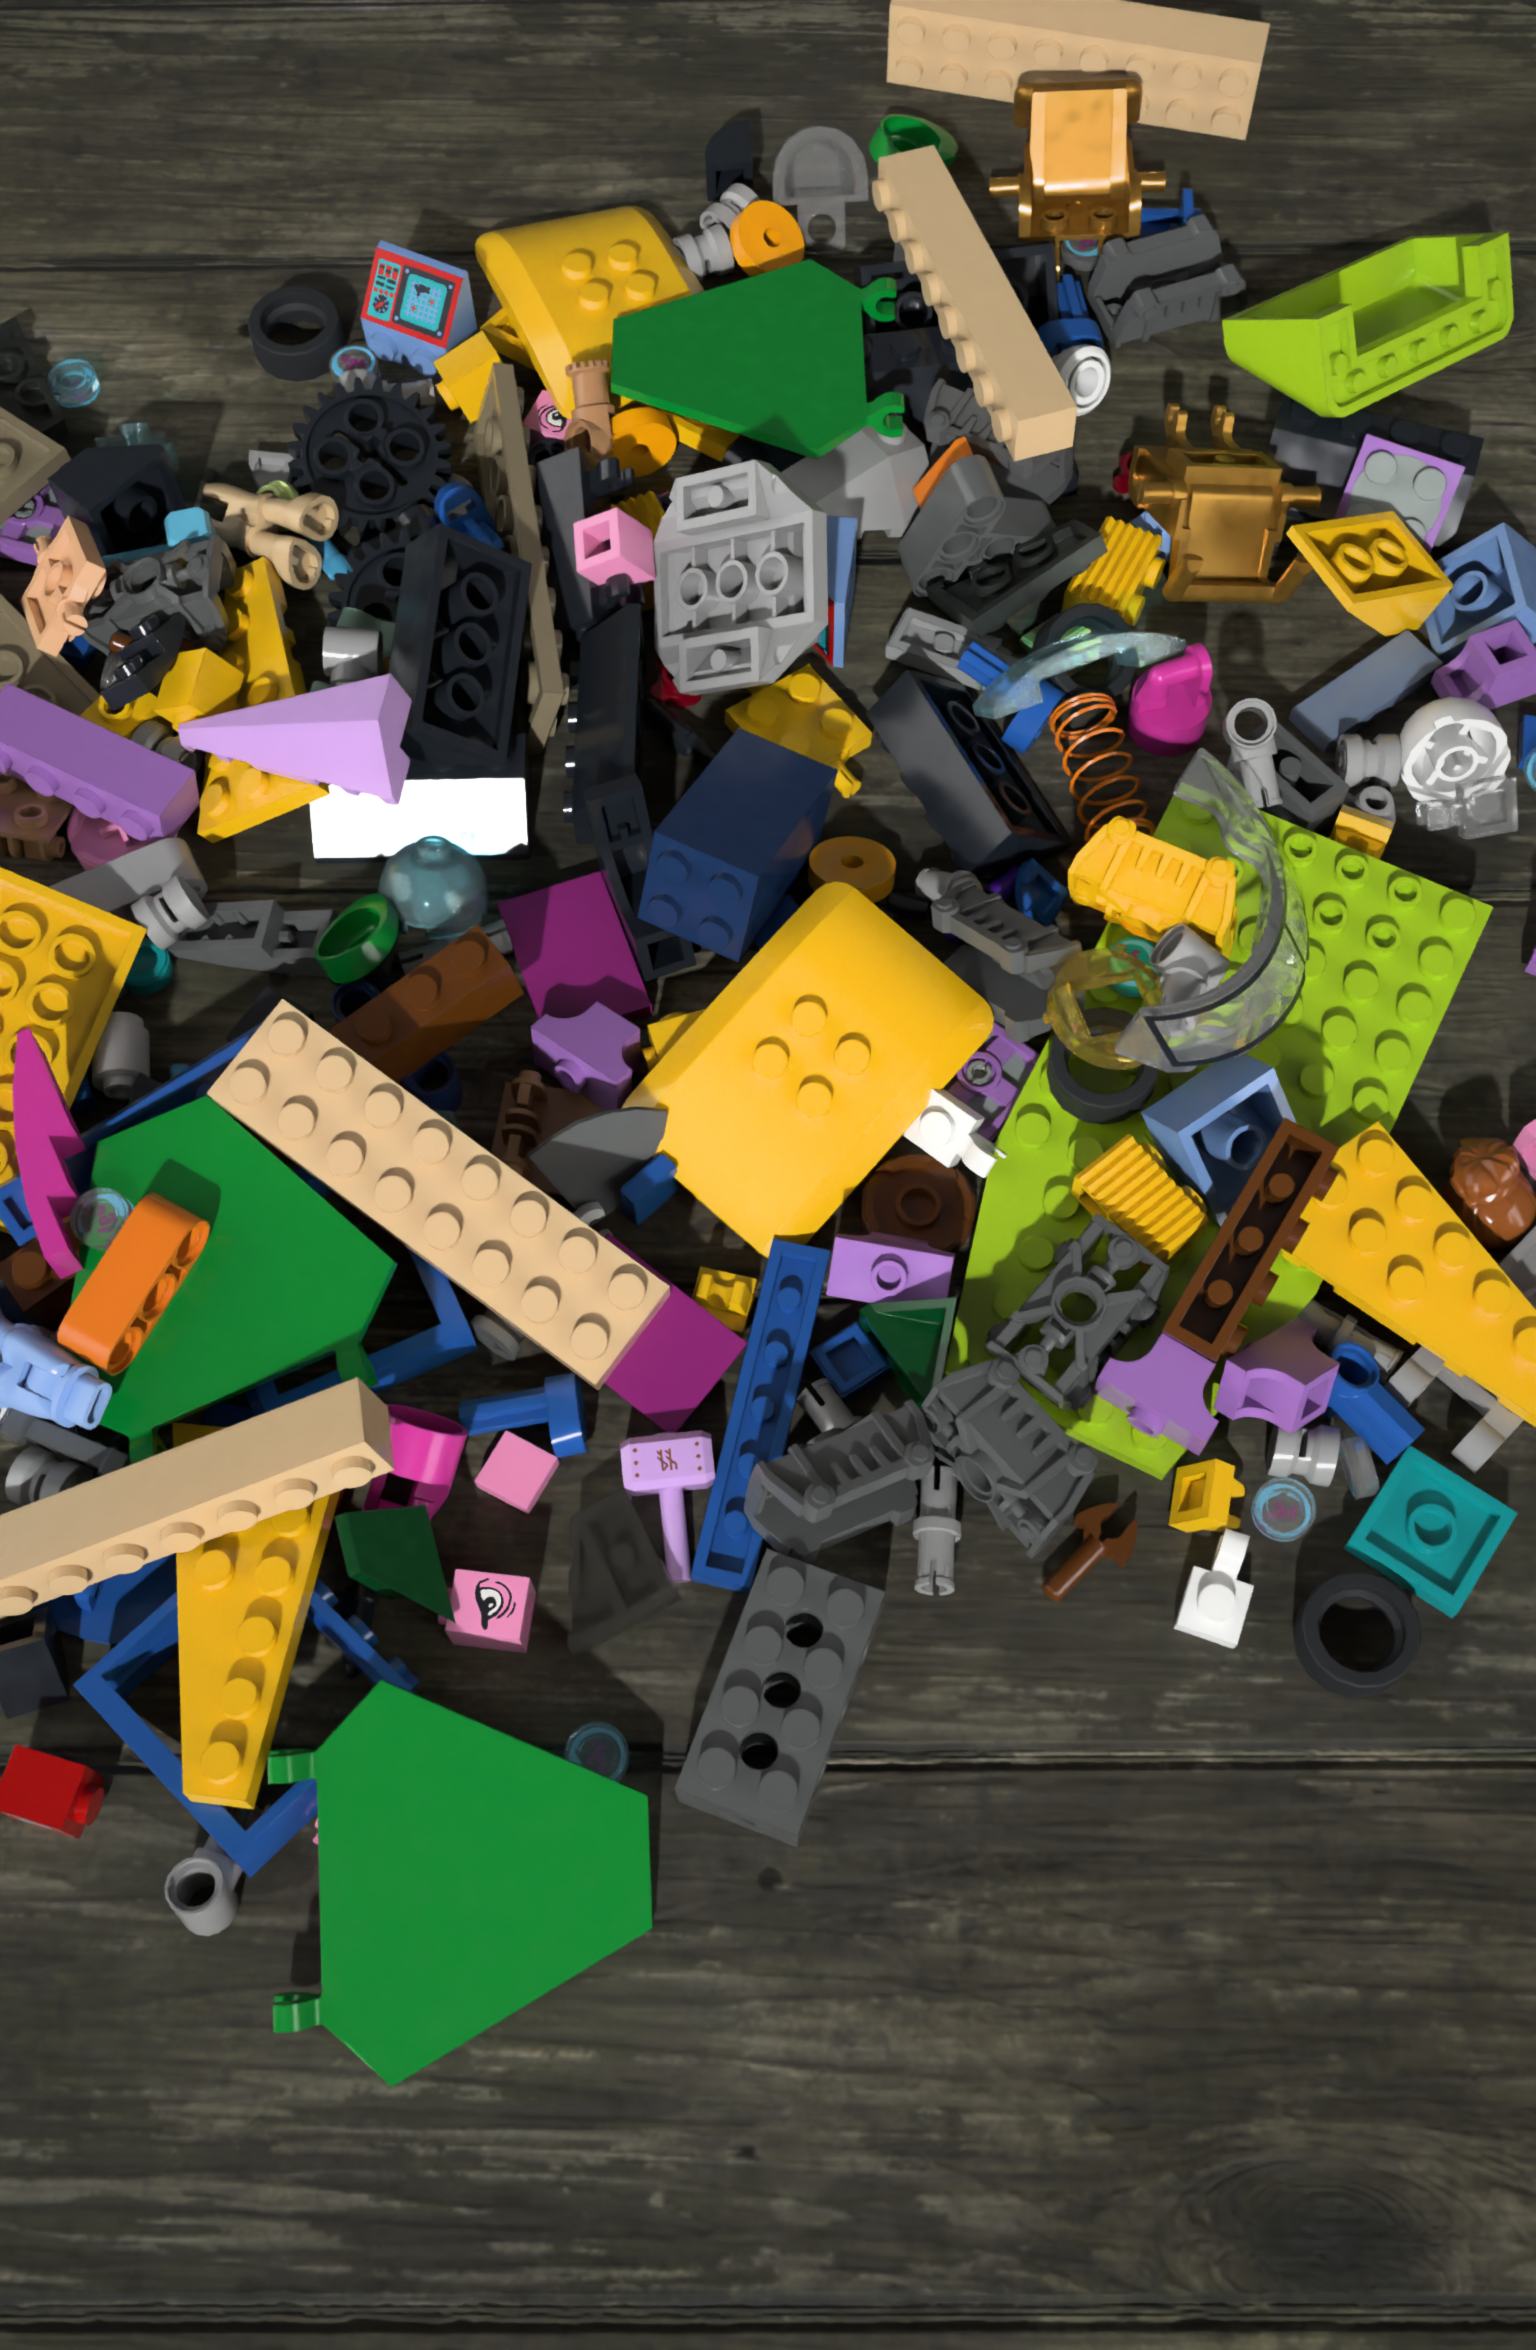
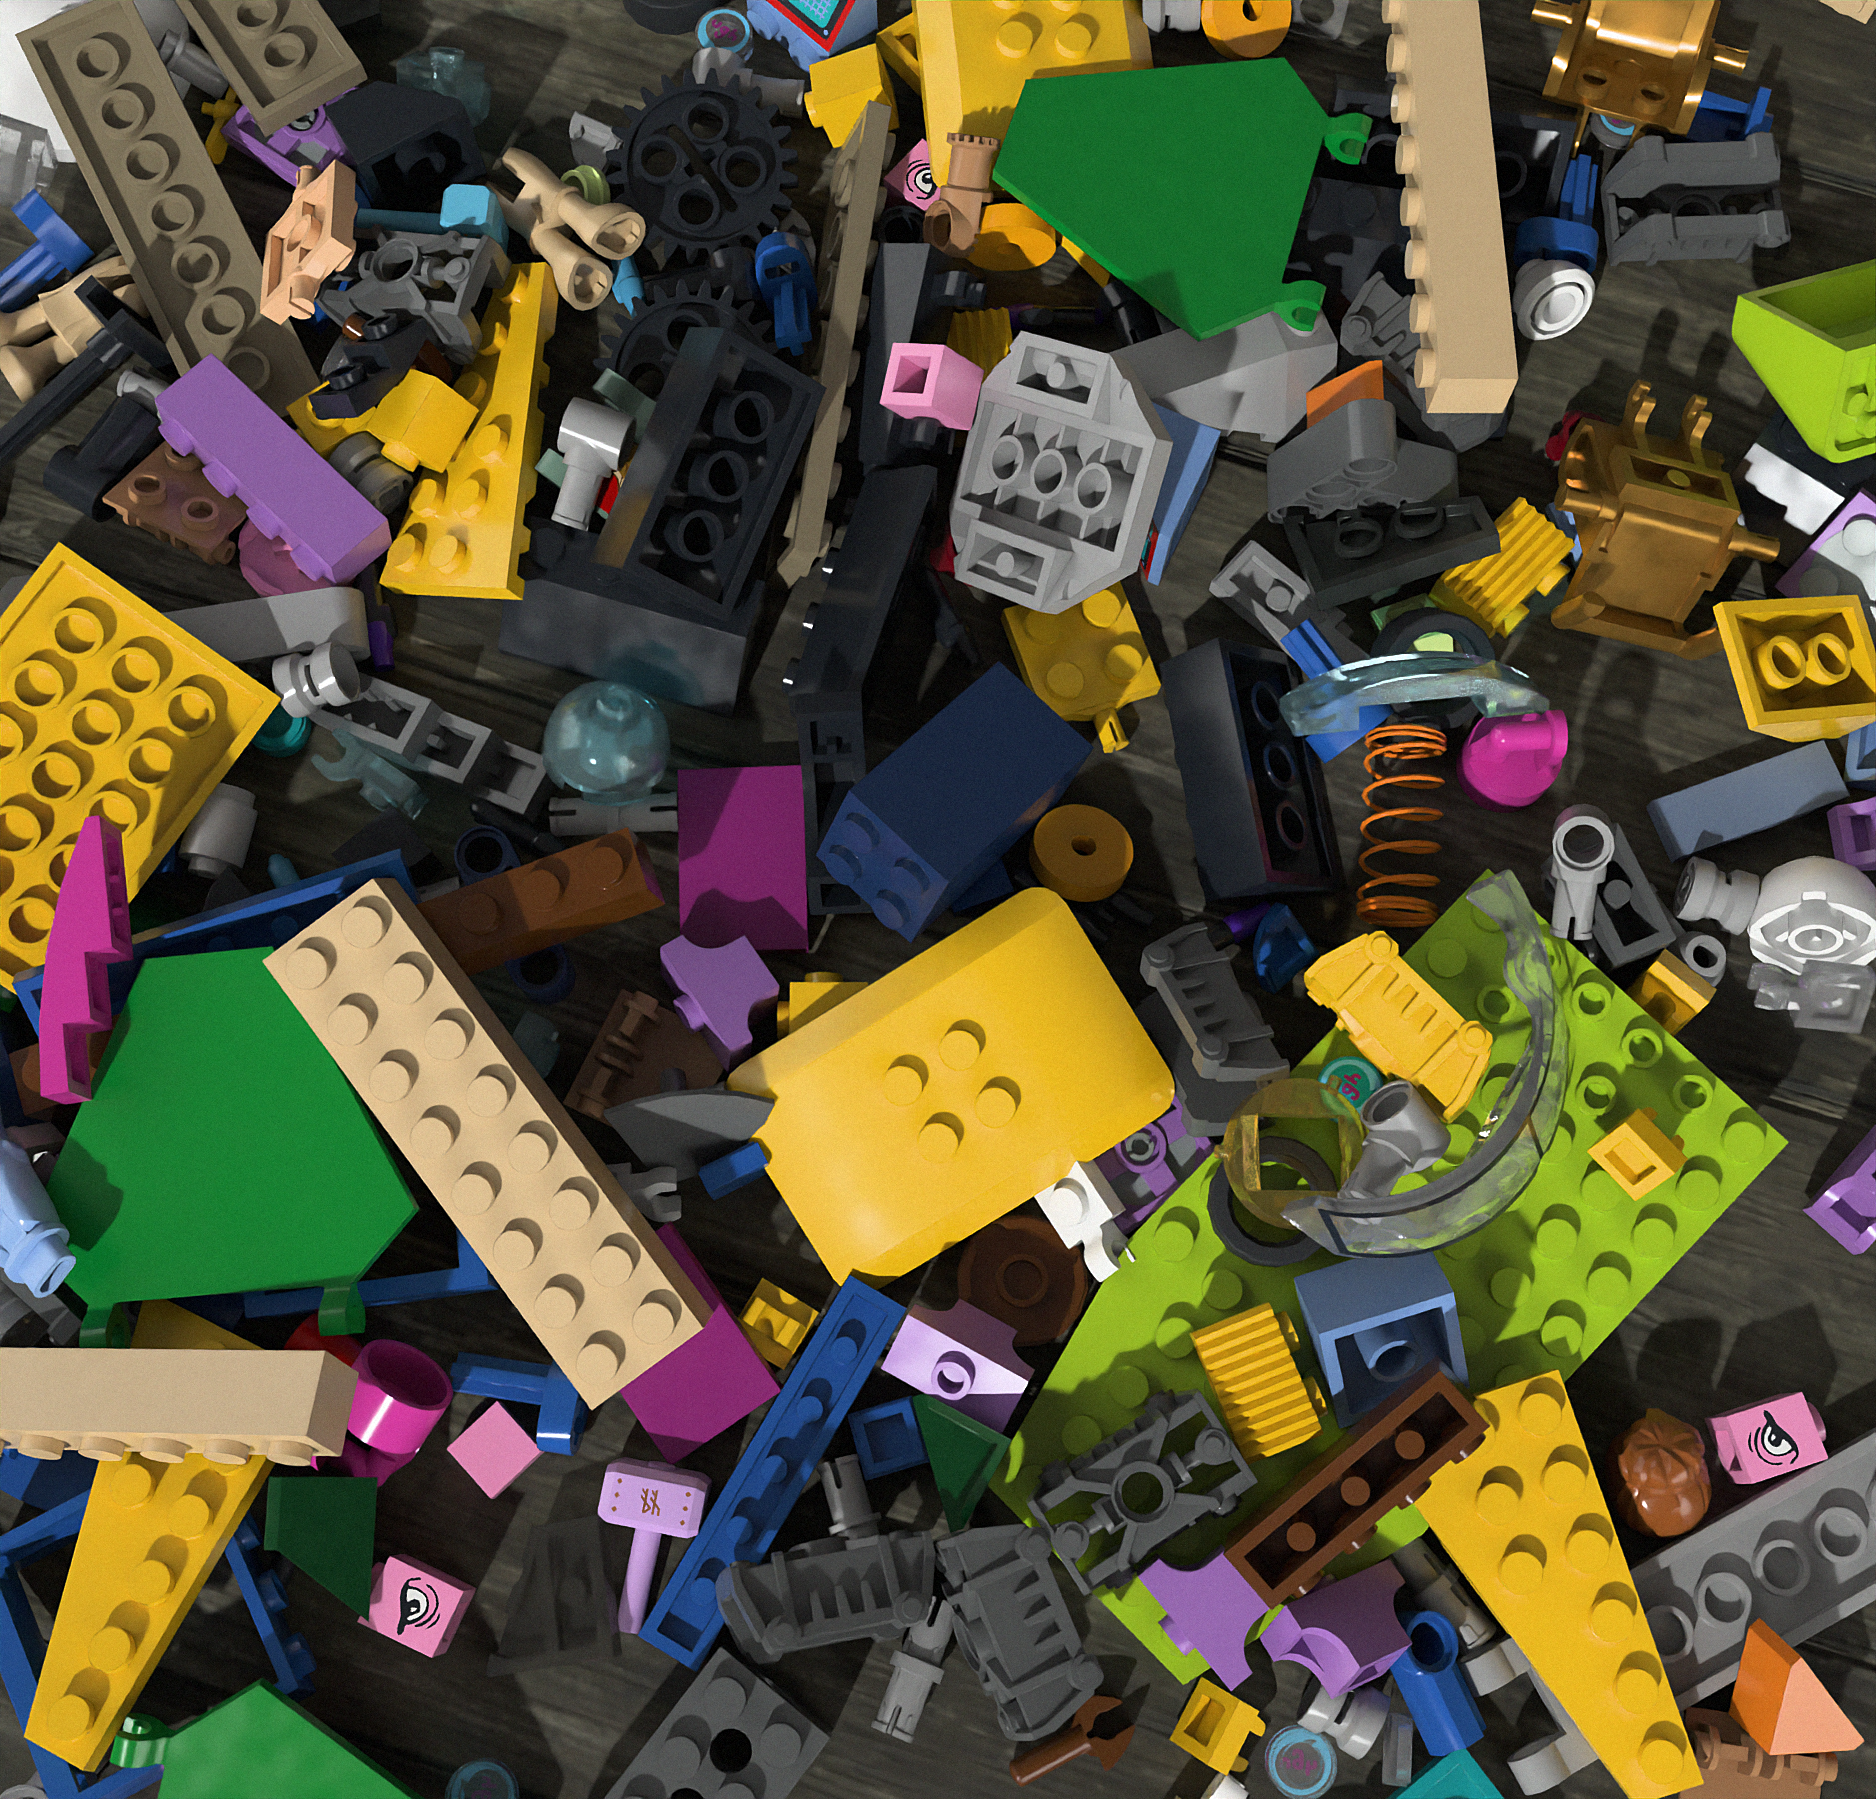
camera: 15 degrees right, 10 degrees up
(99, 1217) = (124, 1054): clear tile -> none
(133, 1283) = (132, 1145): orange beam -> none
(207, 861) = (380, 618): none -> piece
(239, 971) = (382, 782): none -> clear light blue plate
(327, 736) = (533, 542): lavender wedge -> none
(358, 939) = (504, 782): green hat -> none
(936, 883) = (1178, 906): light grey pin -> none
(1378, 939) = (1638, 1153): none -> yellow tile

